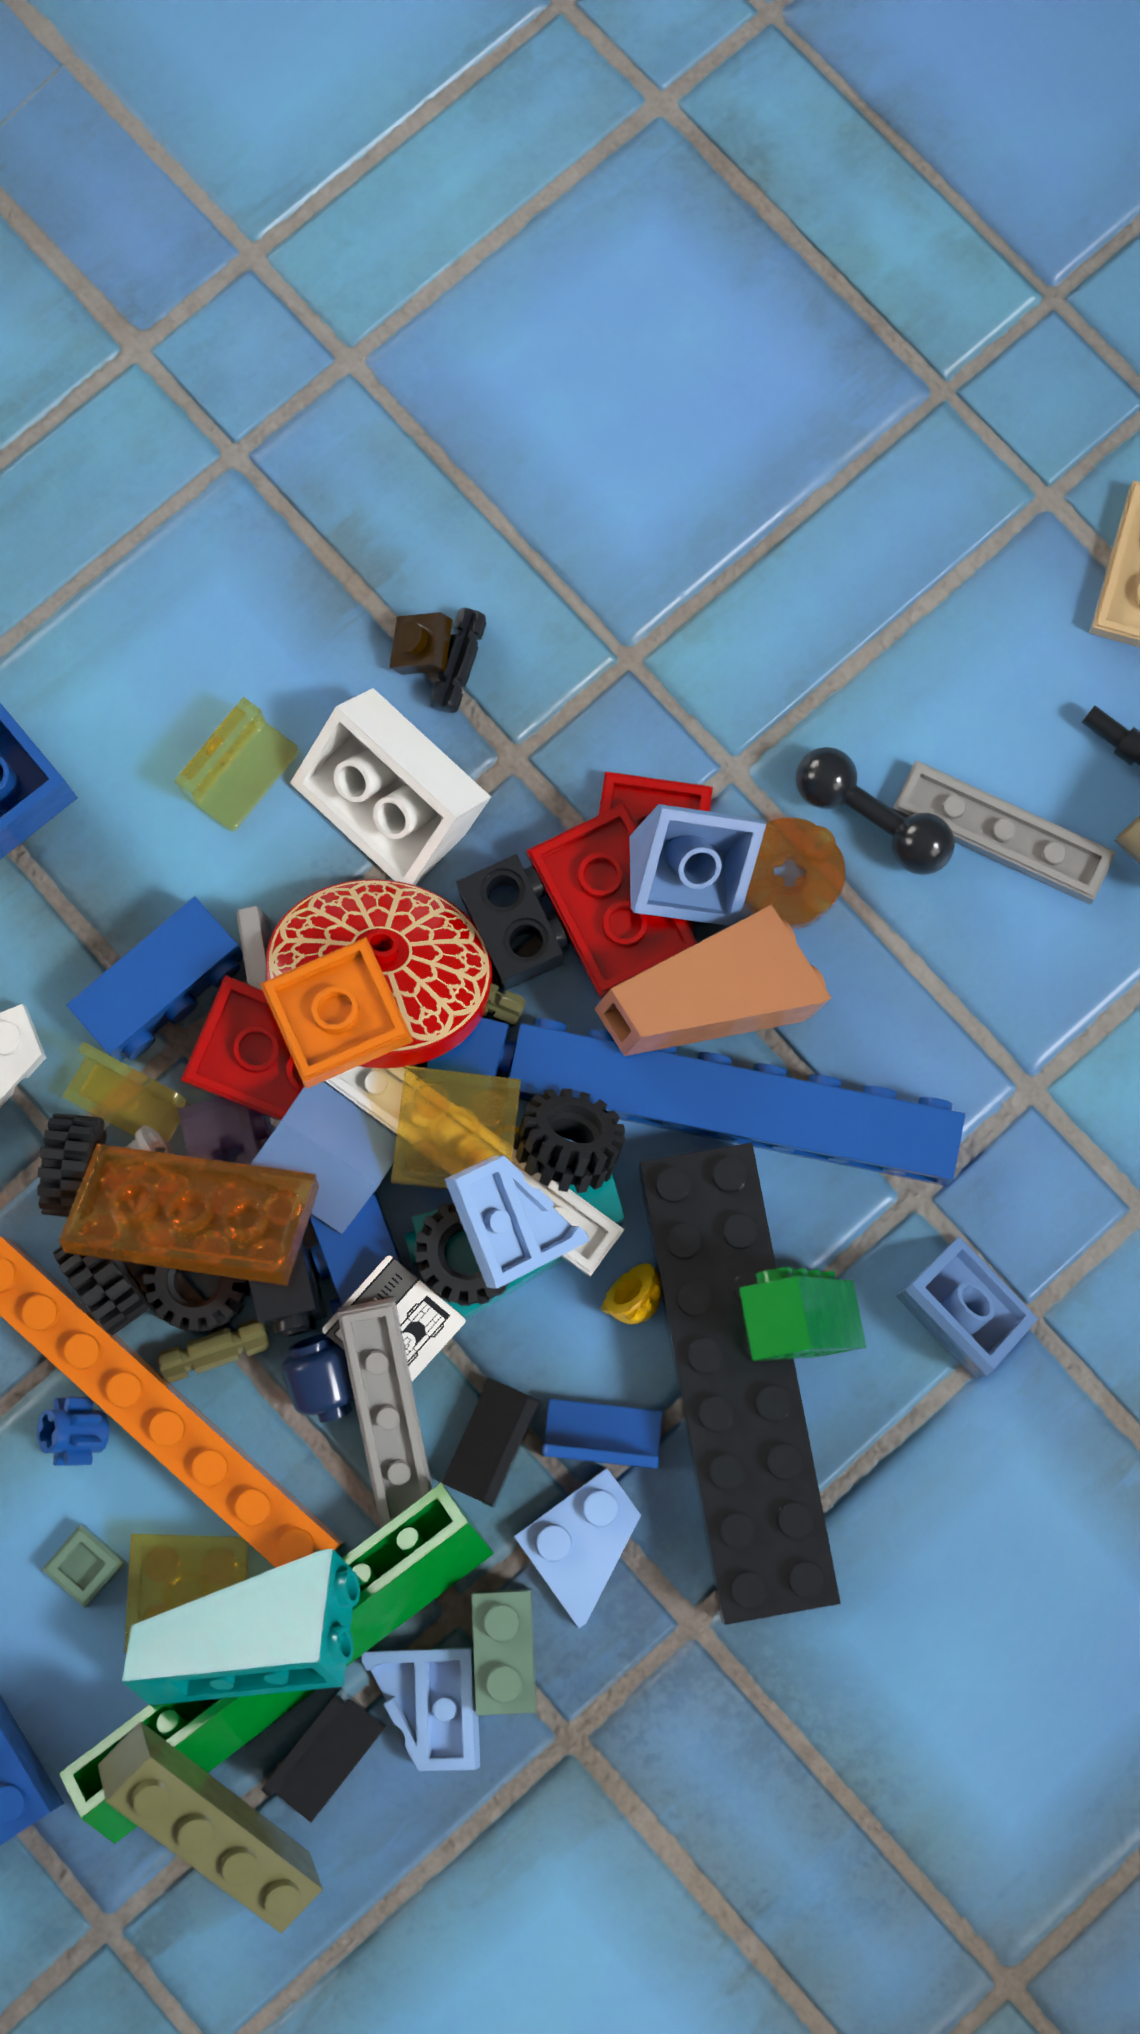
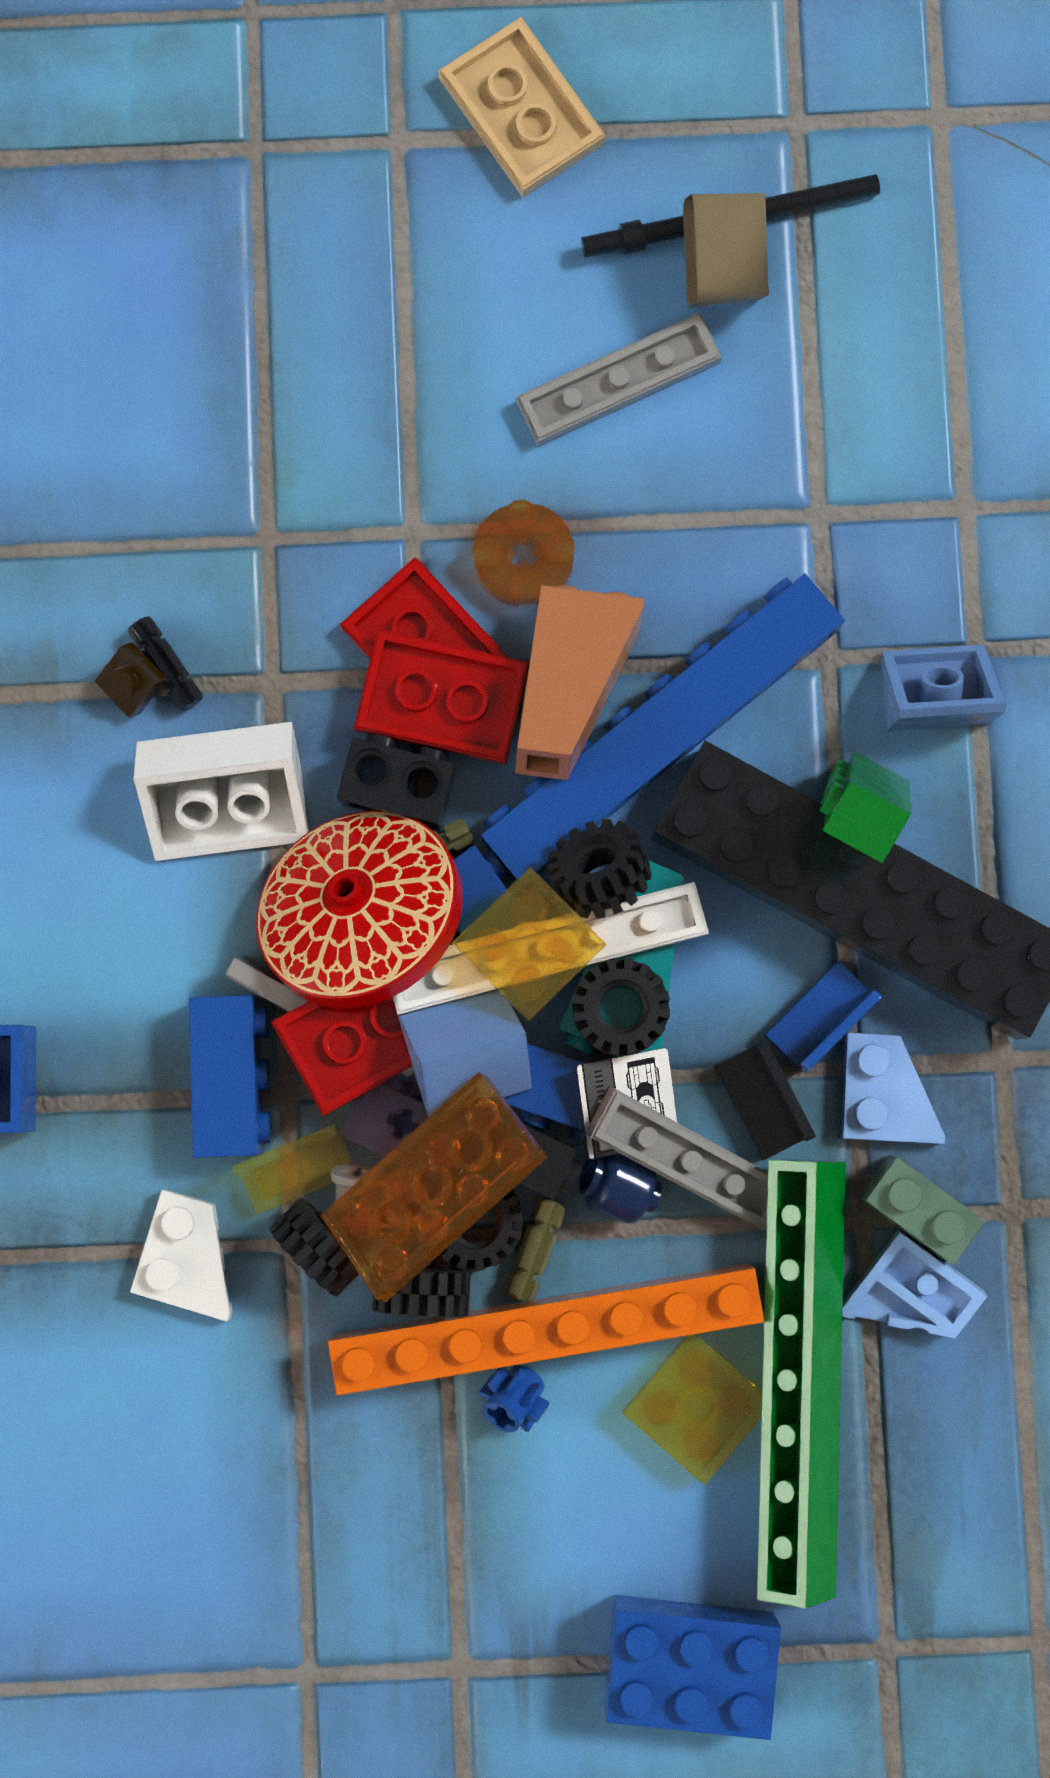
camera: 50 degrees left, 5 degrees up
(84, 1565) = (615, 1466): sand green tile -> none
(209, 1827) = (883, 1519): olive brick -> none
(236, 766) = (111, 889): clear yellow panel -> none
(251, 1638) = (776, 1383): slope -> none
(325, 1755) = (890, 1396): black panel -> none
(336, 1013) = (372, 961): orange tile -> none
(509, 1221) = (629, 958): light blue wing -> none
(634, 1295) = (740, 914): yellow animal -> none
(693, 864) = (467, 616): medium blue slope -> none
(919, 842) = (481, 469): black piece -> none

